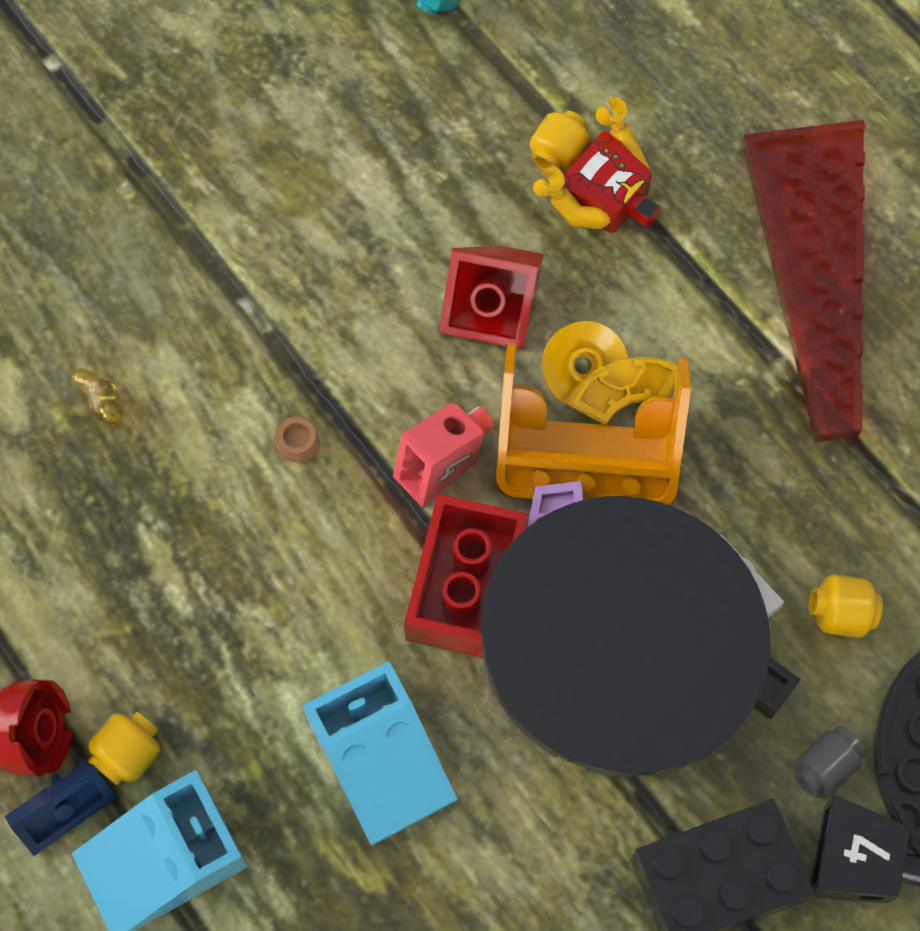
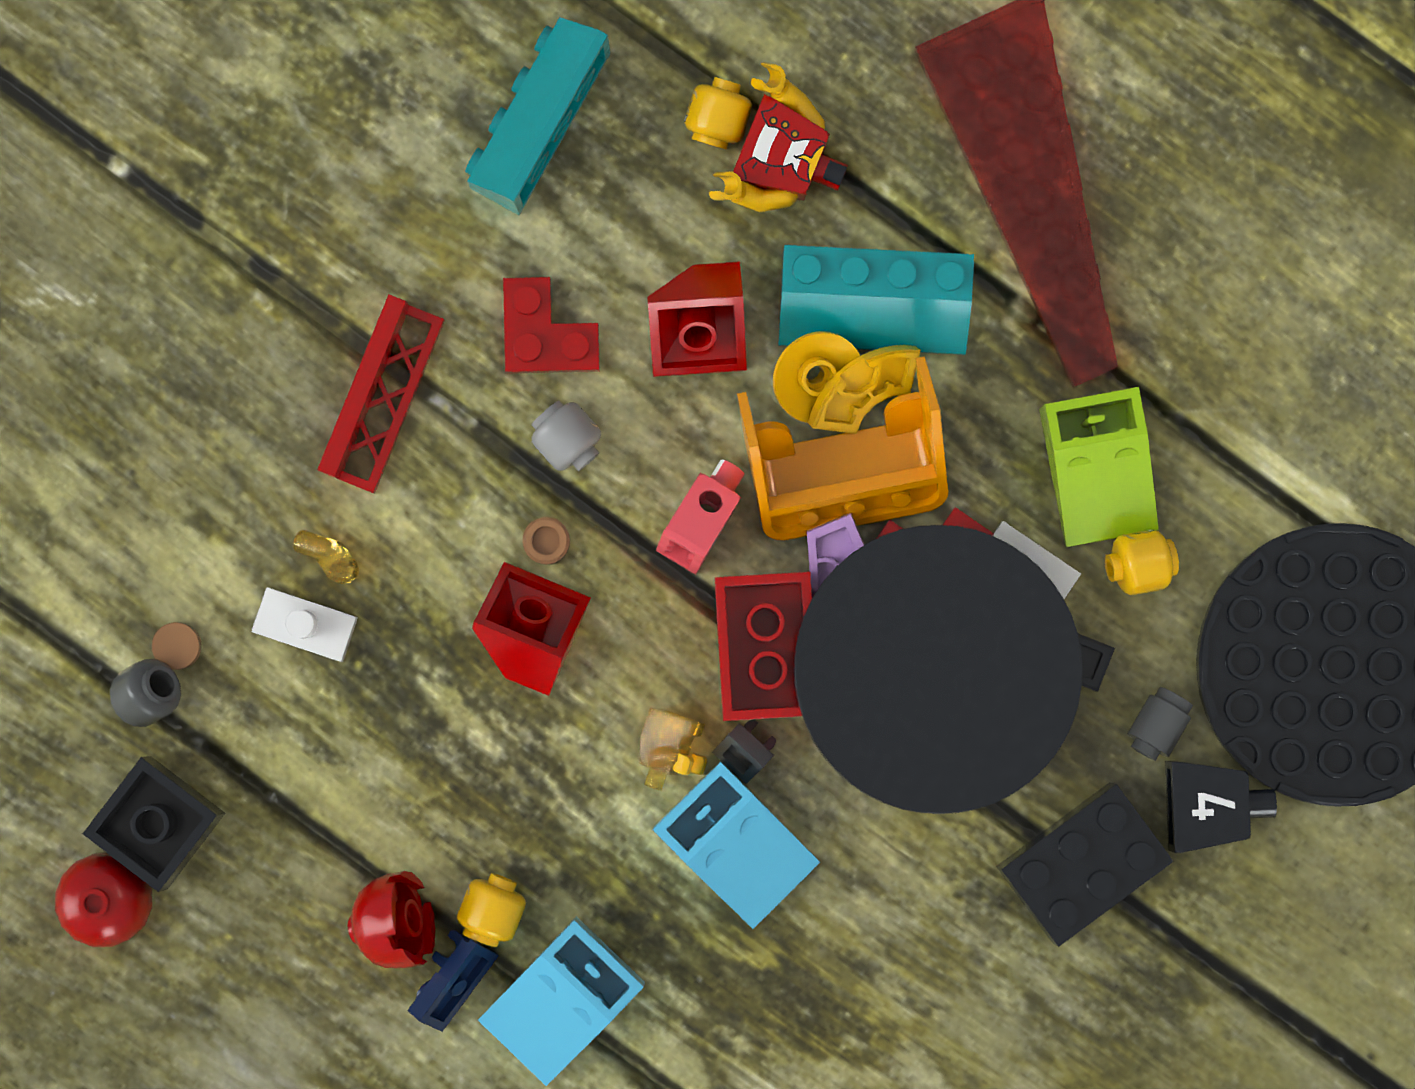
camera: 20 degrees left, 20 degrees up
(56, 448) = (304, 624): none -> white tile
(183, 269) = (364, 387): none -> red fence
(253, 503) = (529, 626): none -> red slope
(344, 353) = (566, 436): none -> light grey head
(345, 641) = (667, 748): none -> clear yellow piece
(348, 280) = (536, 343): none -> red plate
(410, 103) = (539, 113): none -> teal slope
(417, 669) = (743, 752): none -> dark grey tile
(660, 312) = (877, 297): none -> teal slope
(826, 505) = (1100, 466): none -> lime slope

